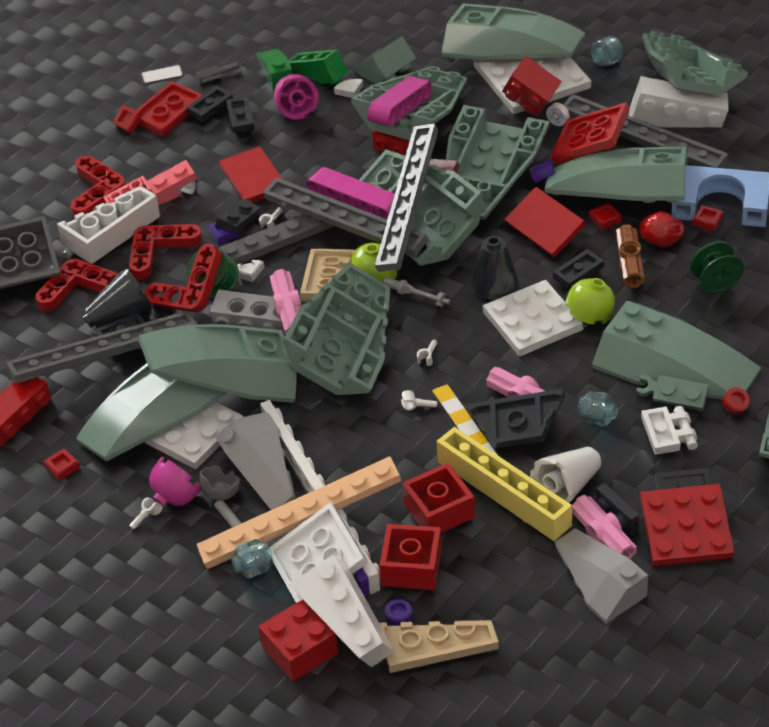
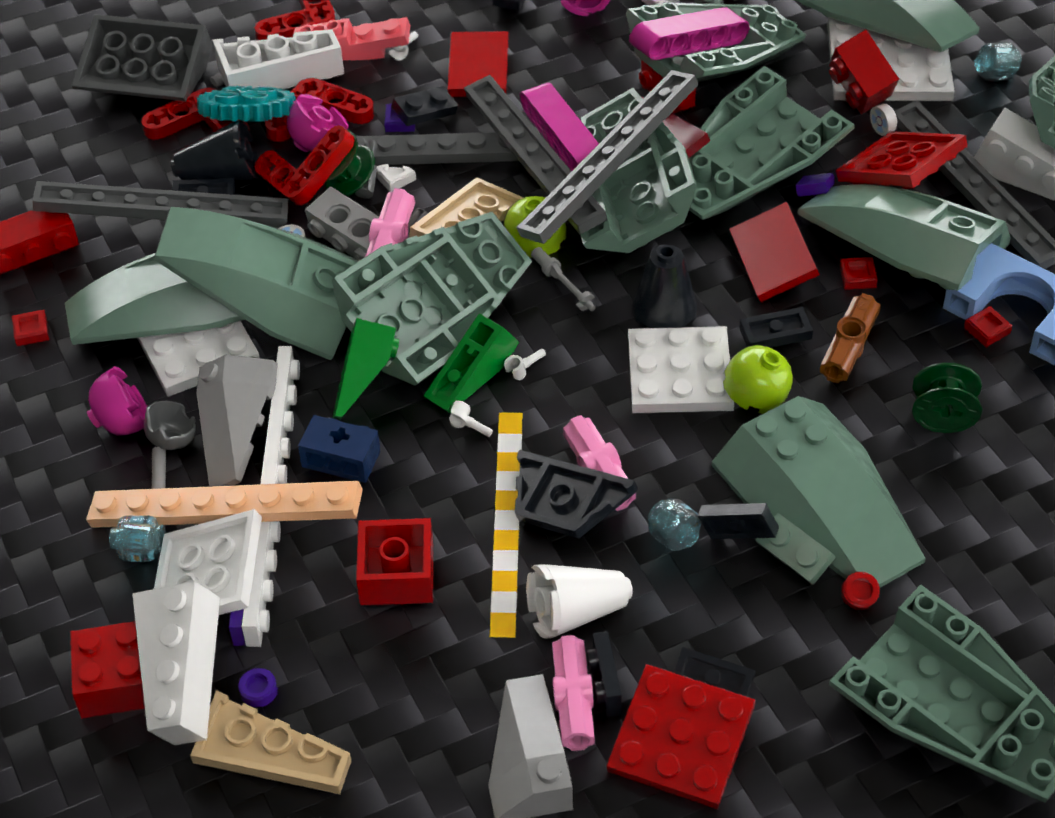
camera: 25 degrees right, 5 degrees up
(116, 257) = (245, 103): none -> teal gear
(149, 506) = (78, 420): white hand -> none
(171, 256) = (311, 121): none -> dark pink cylinder
(269, 219) = (456, 125): white hand -> none
(328, 386) = (366, 355): none -> green slope
(346, 451) = (339, 448): none -> dark blue brick
(396, 364) = (472, 363): none -> green slope
(411, 556) = (312, 621): red brick -> none
(505, 484) = (489, 577): light yellow brick -> none
(638, 388) = (738, 521): none -> black plate
(661, 229) = (916, 318): red hair -> none
(661, 429) = (735, 592): white plate -> none

